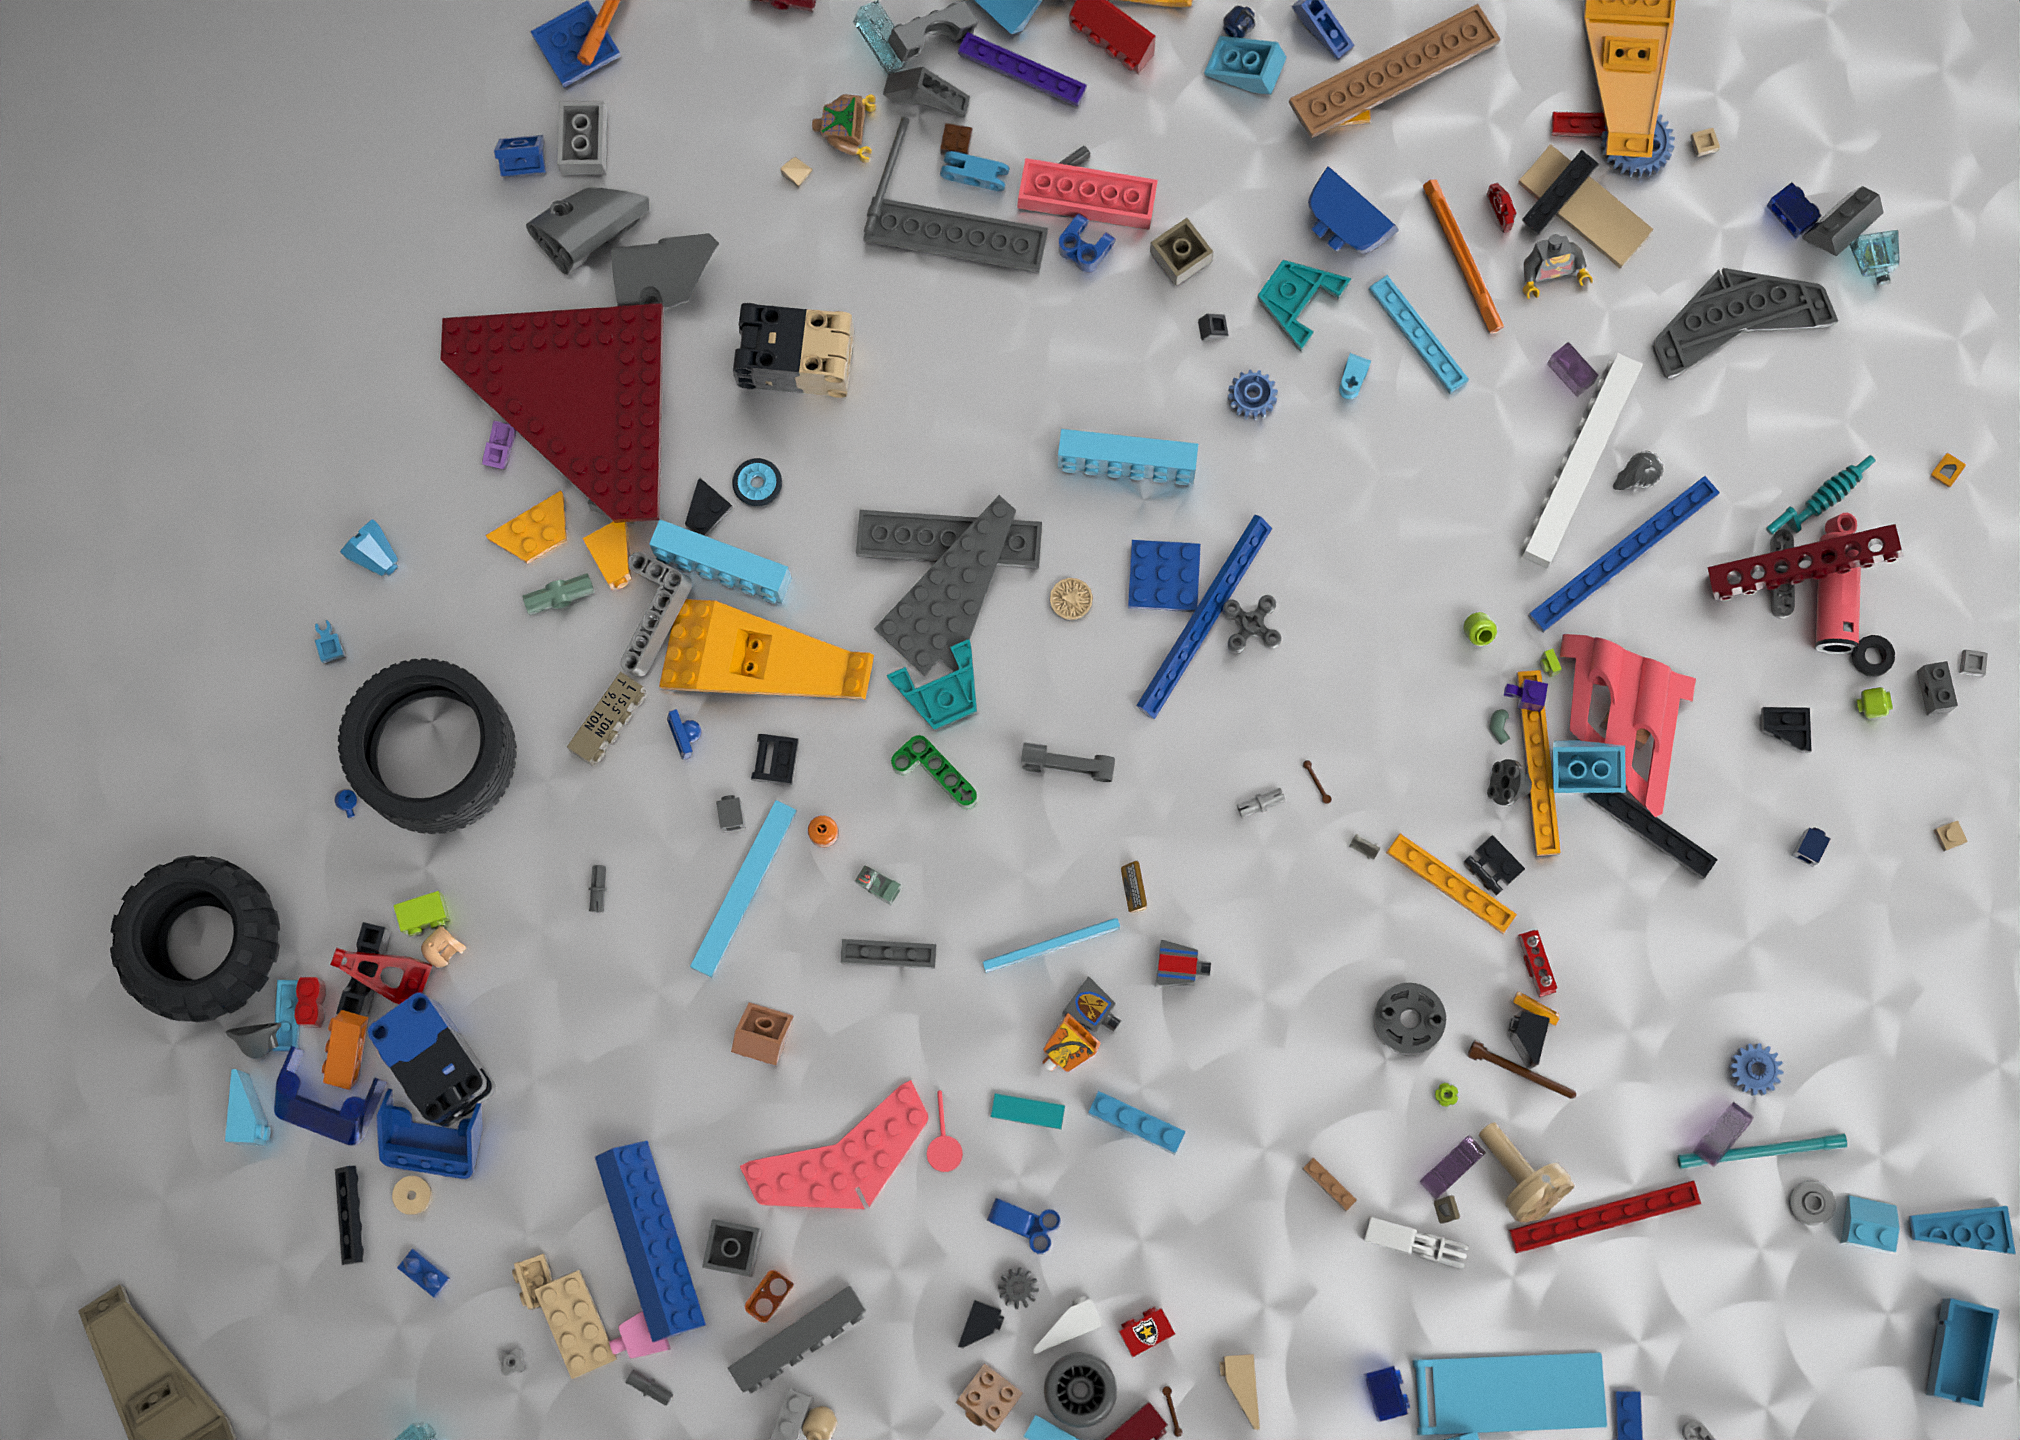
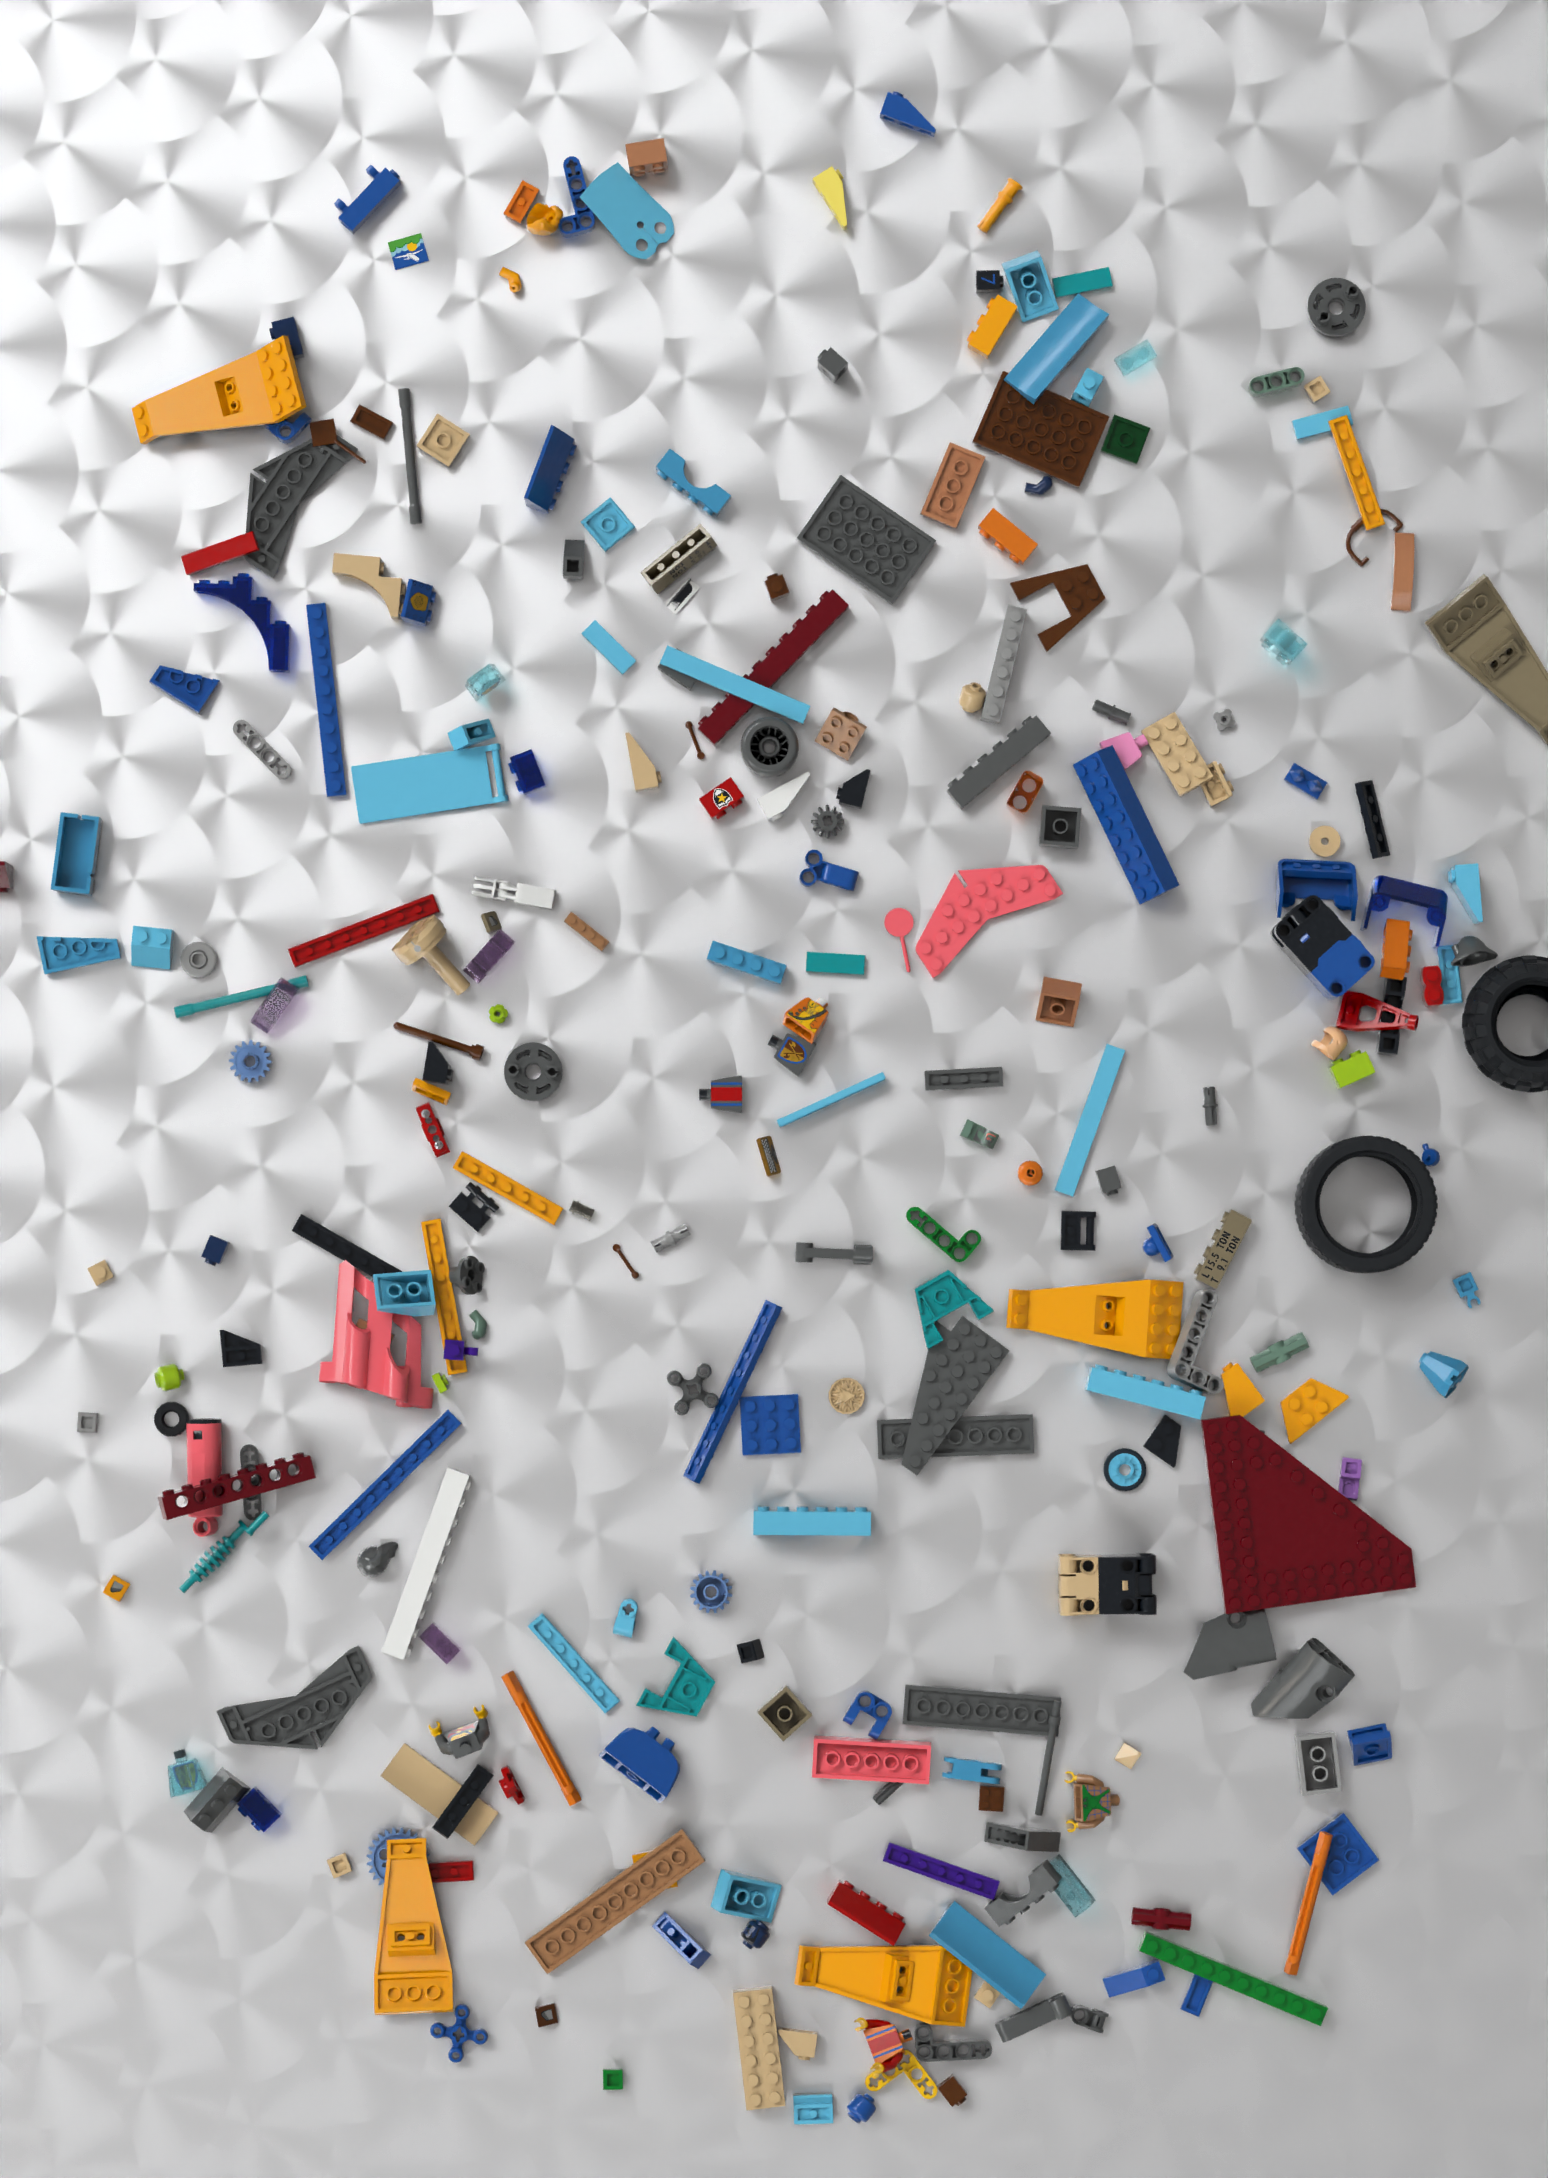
camera: 170 degrees right, 10 degrees up
(1480, 629) = (501, 1404): lime head -> none
(1937, 688) = (118, 1395): dark grey brick -> none

